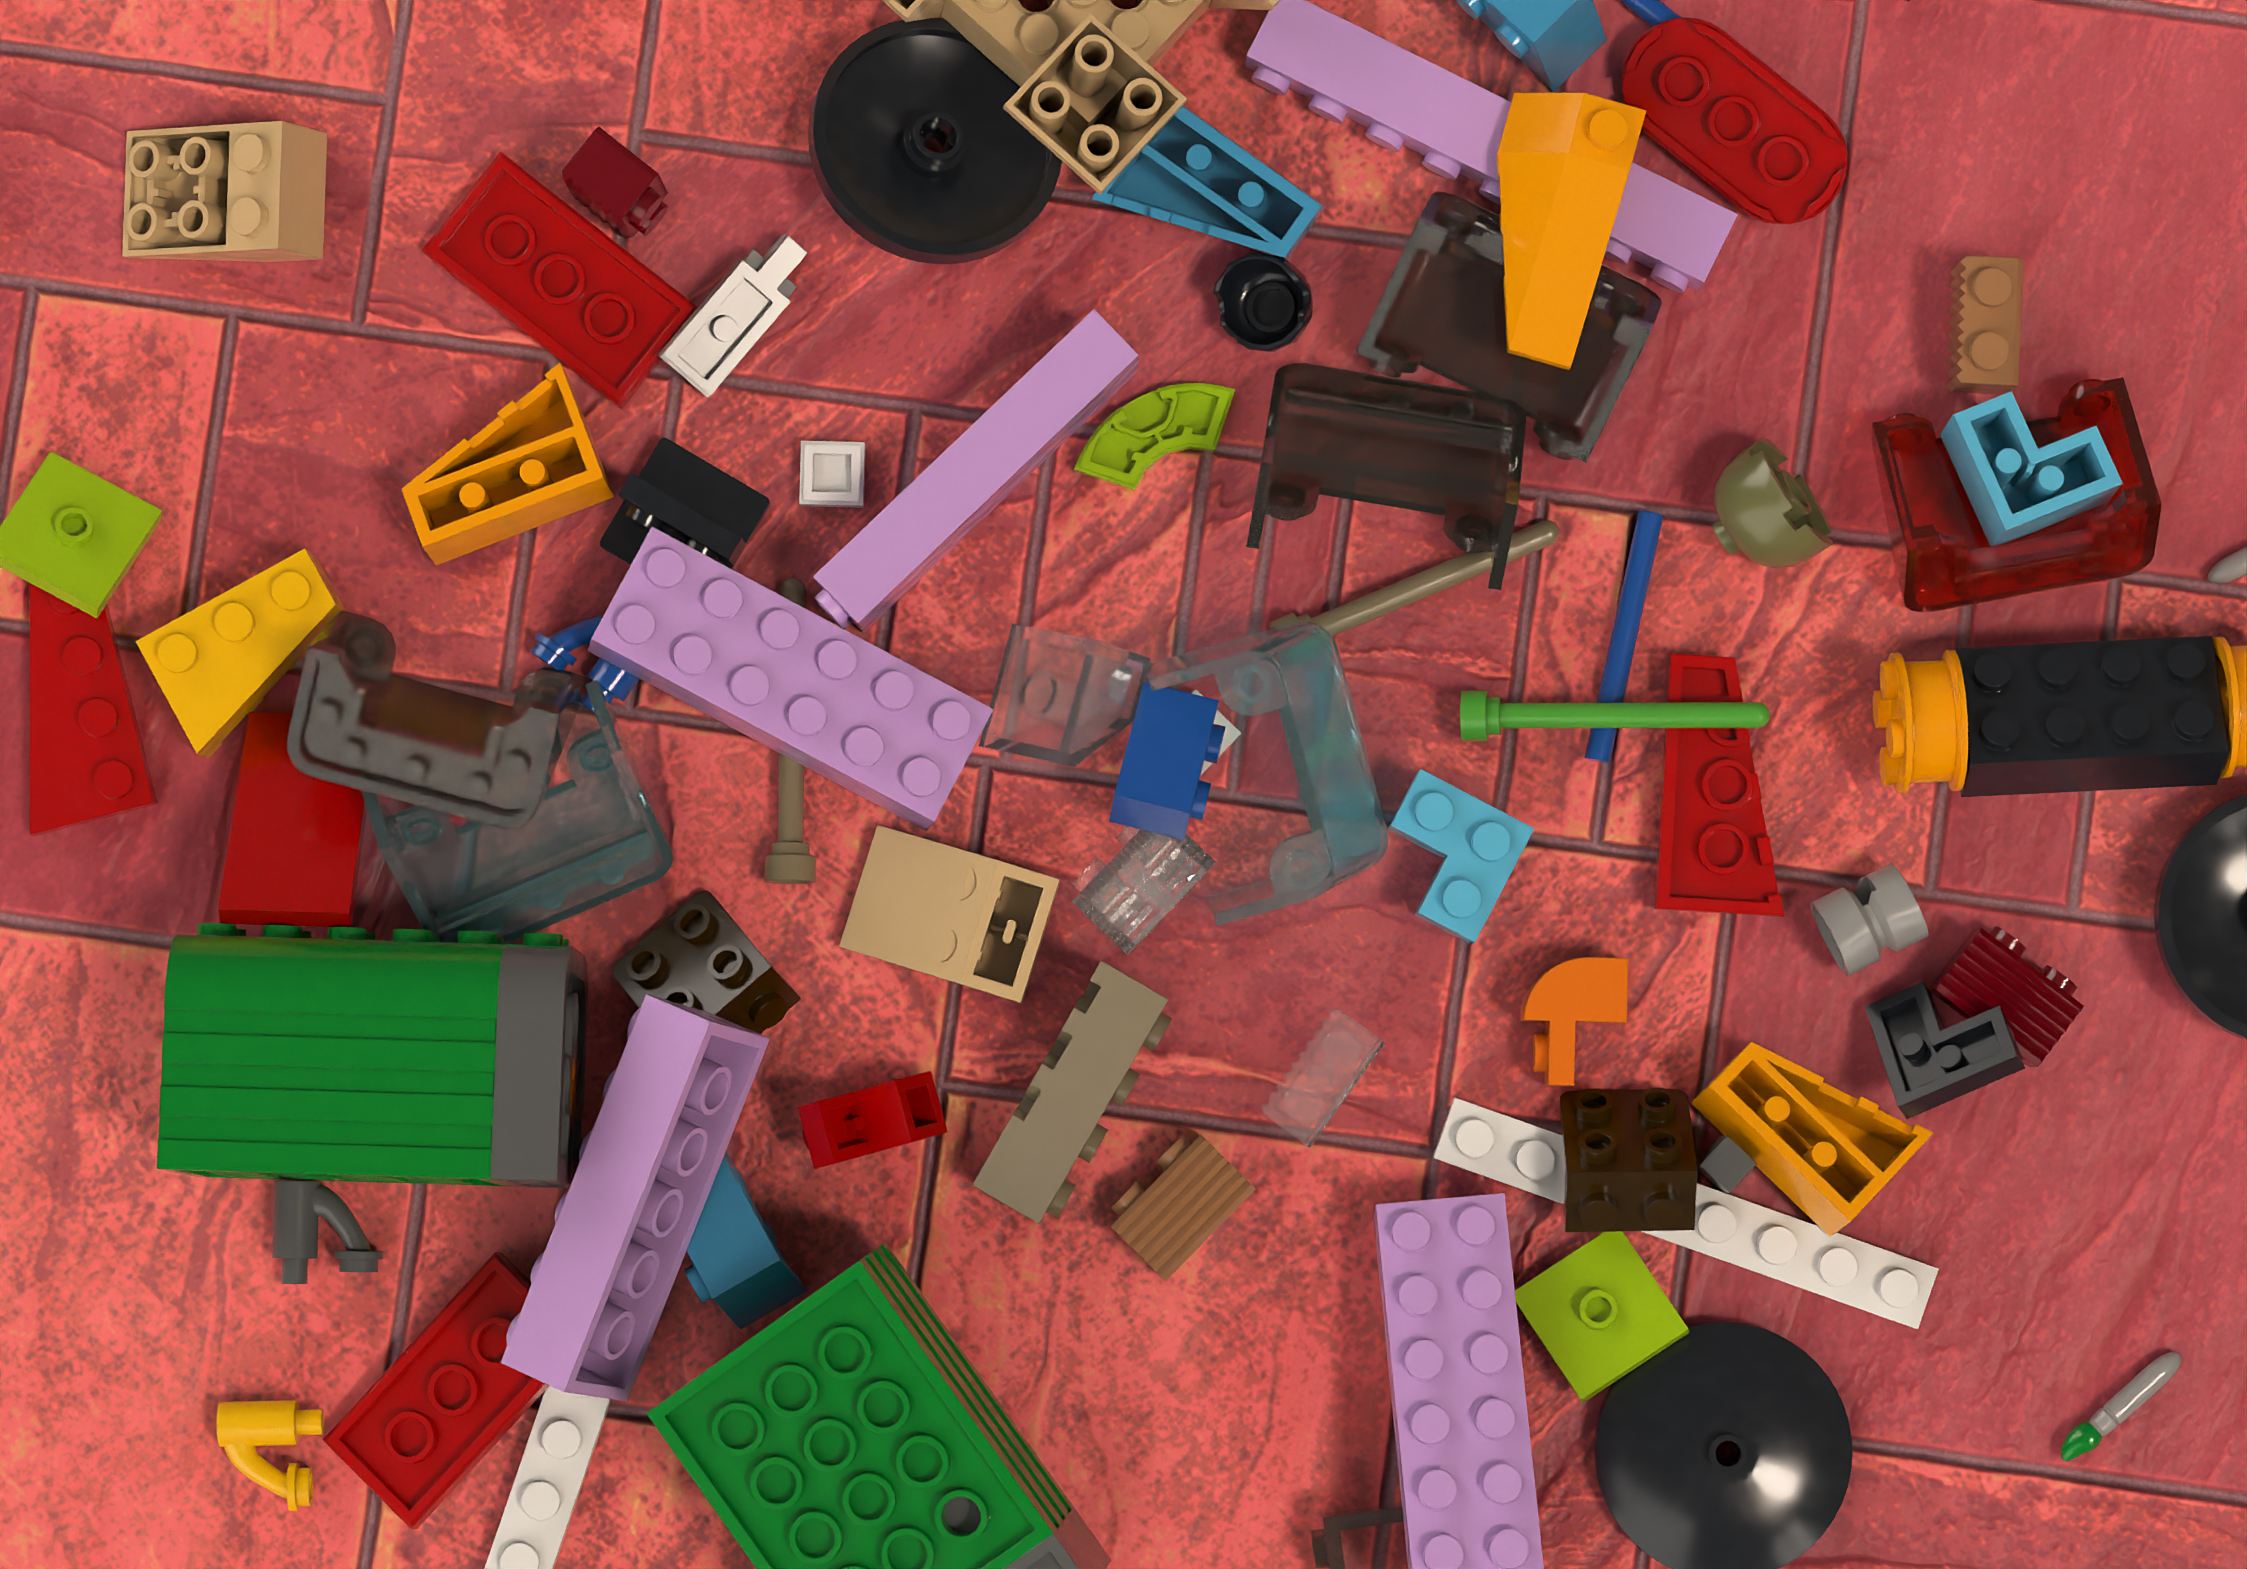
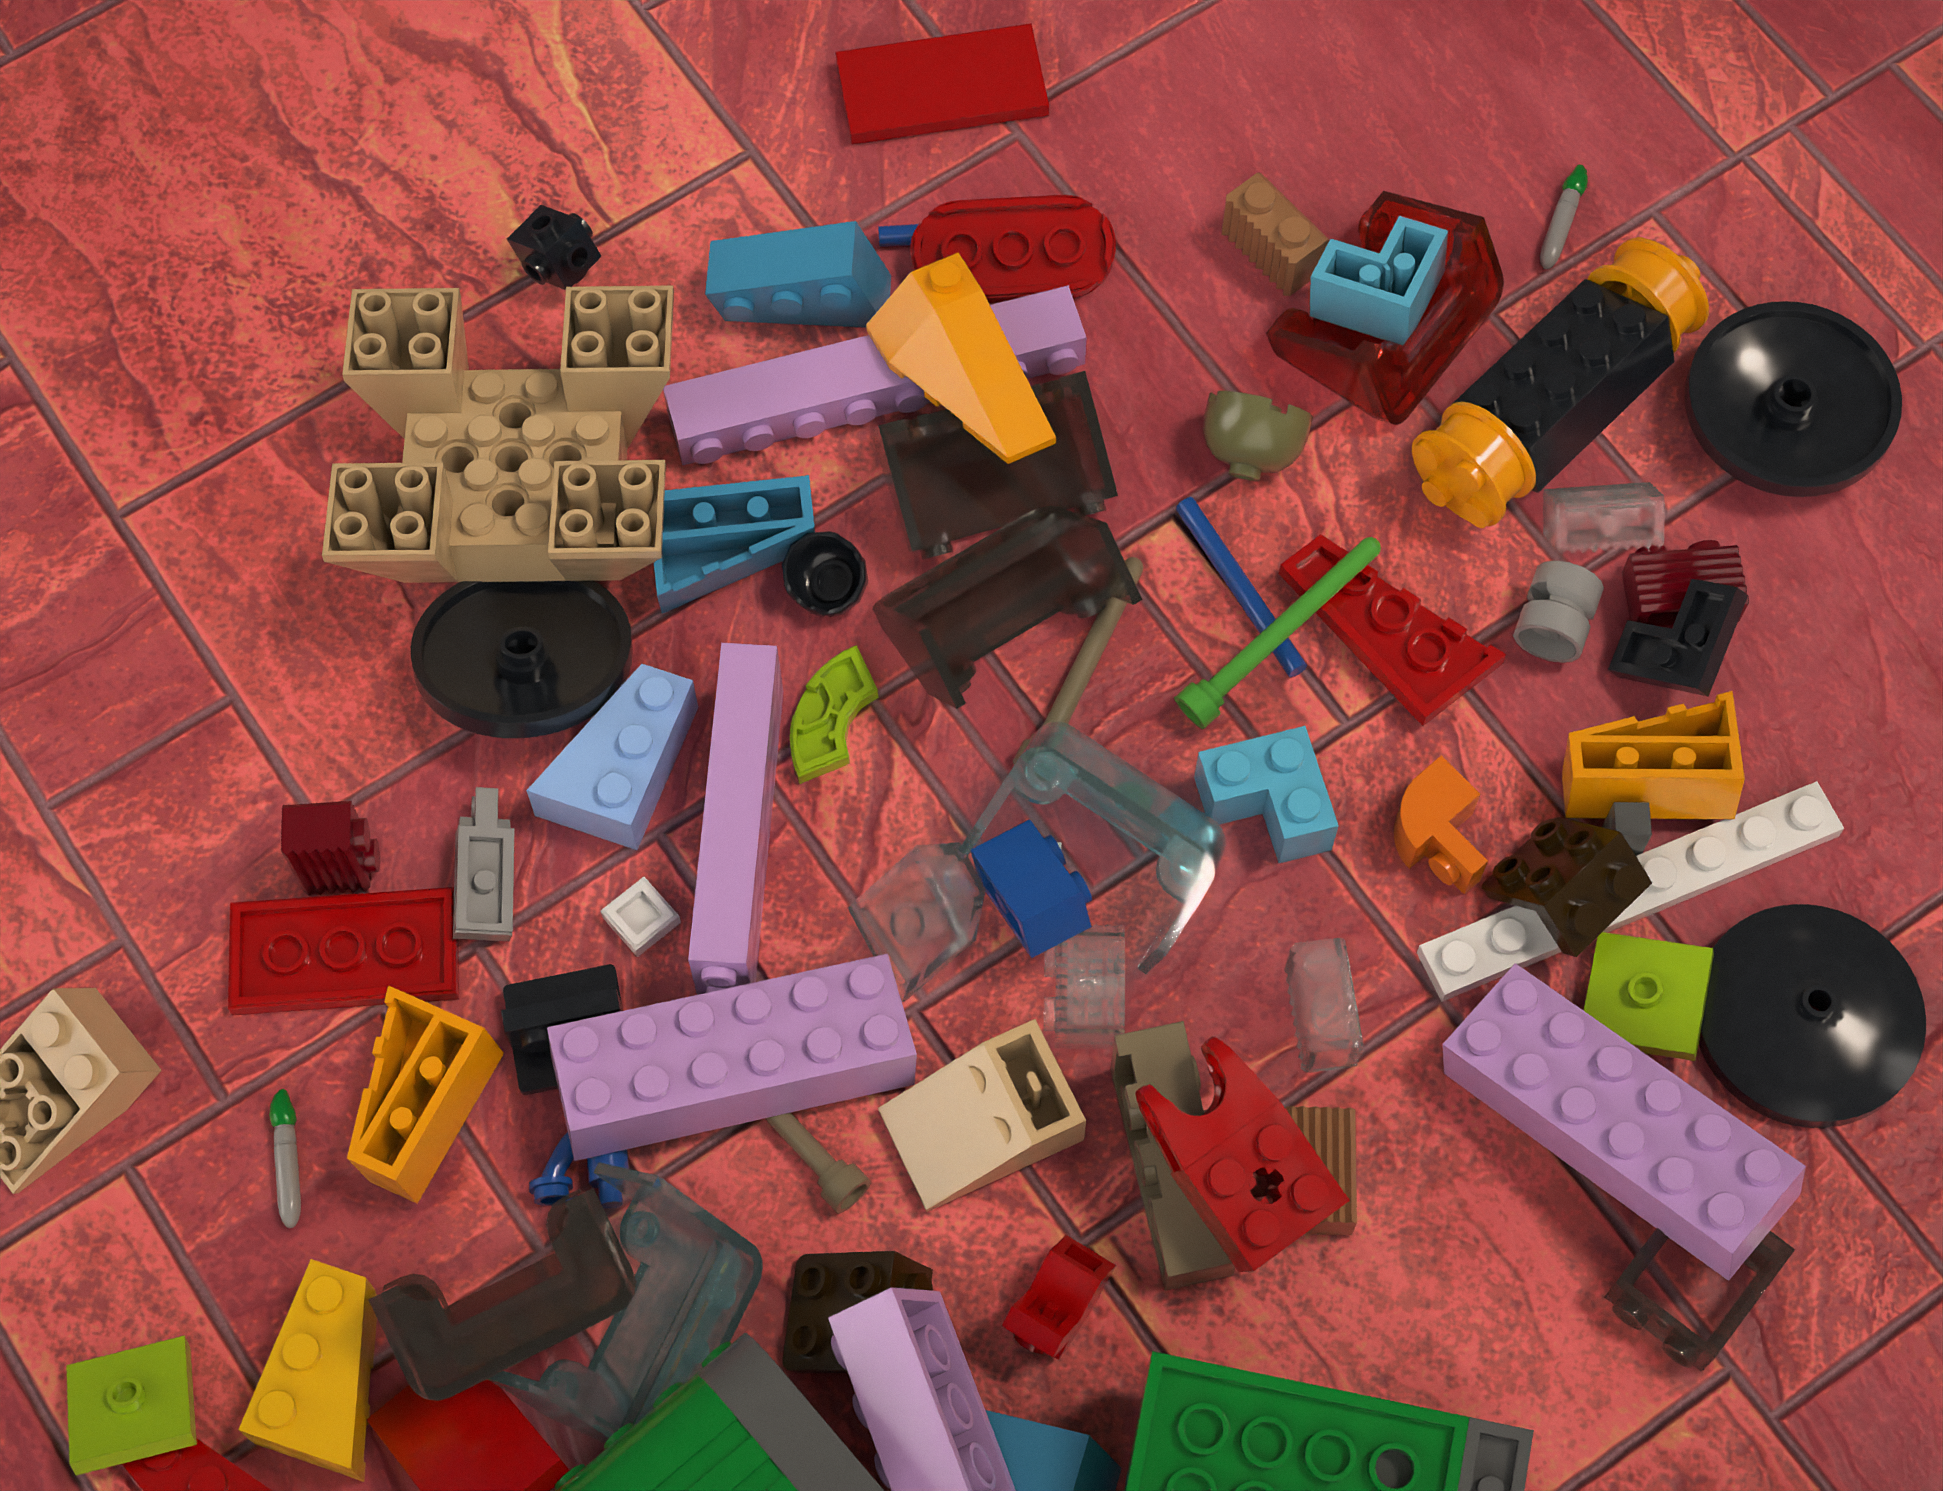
camera: 40 degrees left, 20 degrees down
(365, 425) = (286, 1158): none -> light grey piece
(935, 319) = (620, 759): none -> light blue wedge
(1106, 1137) = (1223, 1148): none -> red brick
(1995, 873) = (1604, 517): none -> clear brick

